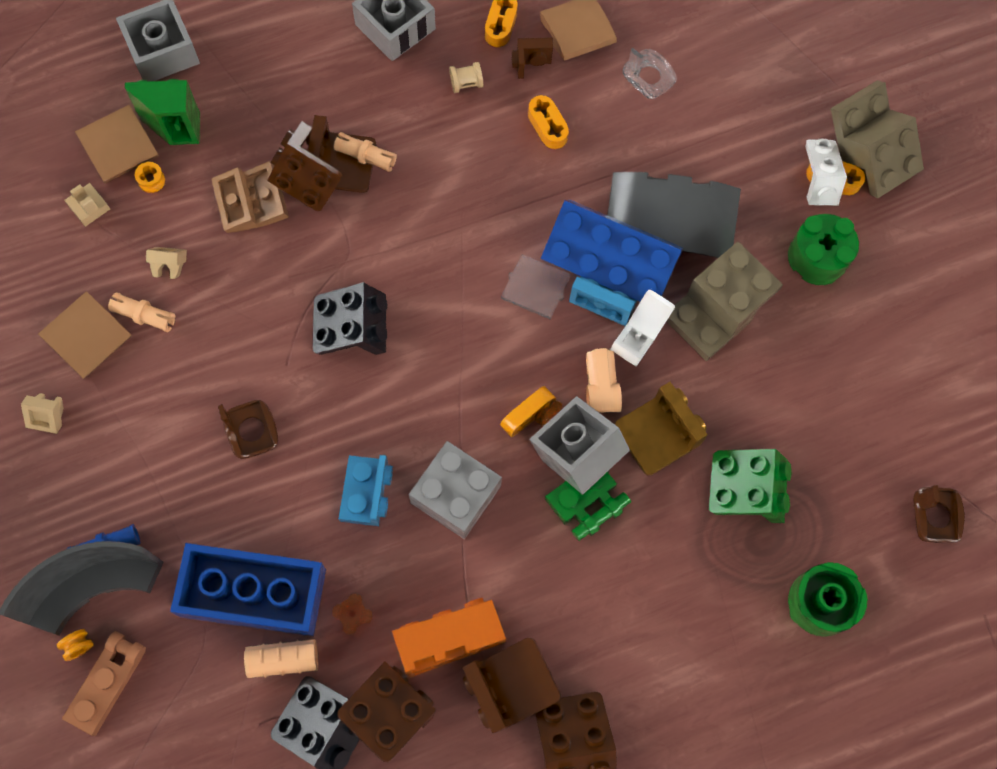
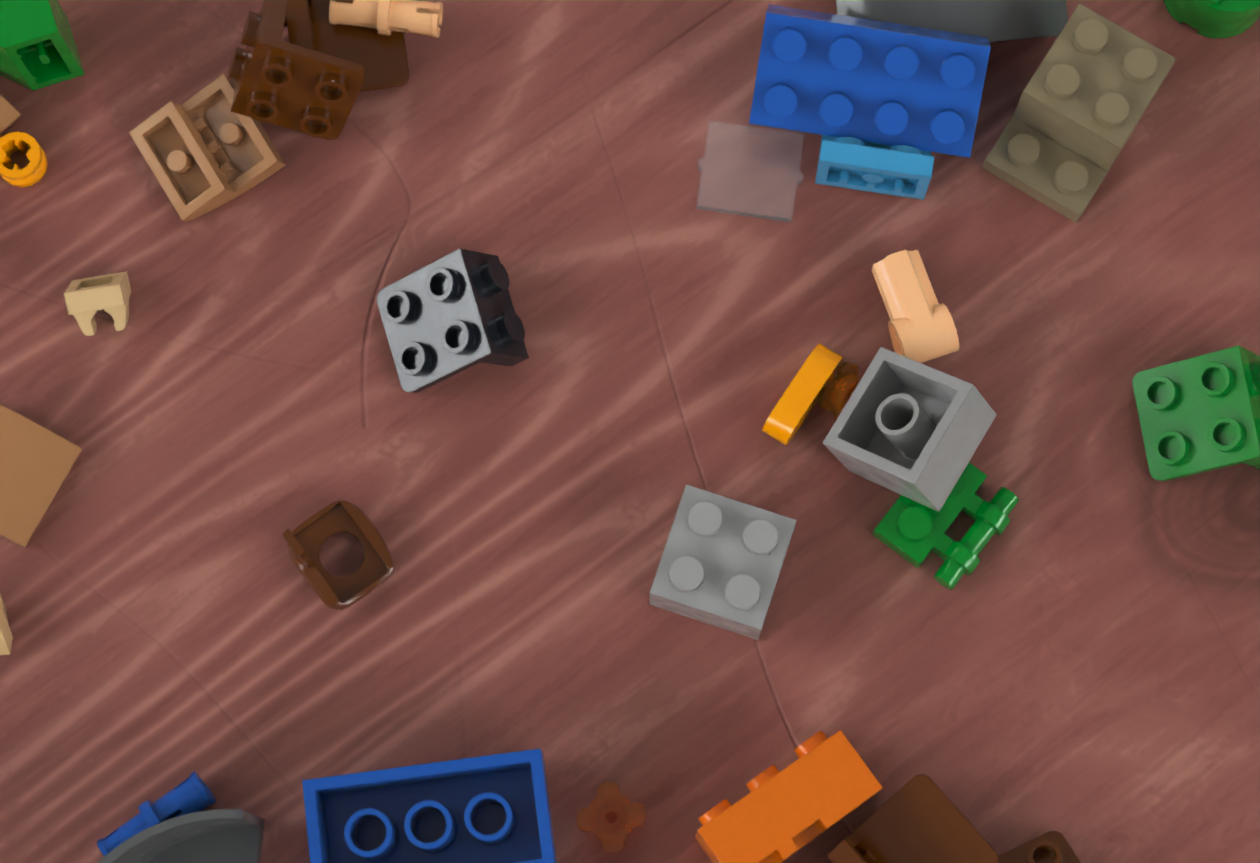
camera: 10 degrees left, 5 degrees up
(141, 312) = (86, 403): light nougat pin -> none
(364, 490) = (567, 604): dark azure bracket -> none
(643, 327) = (956, 197): white bracket -> none
(662, 430) = (1037, 363): pearl gold bracket -> none

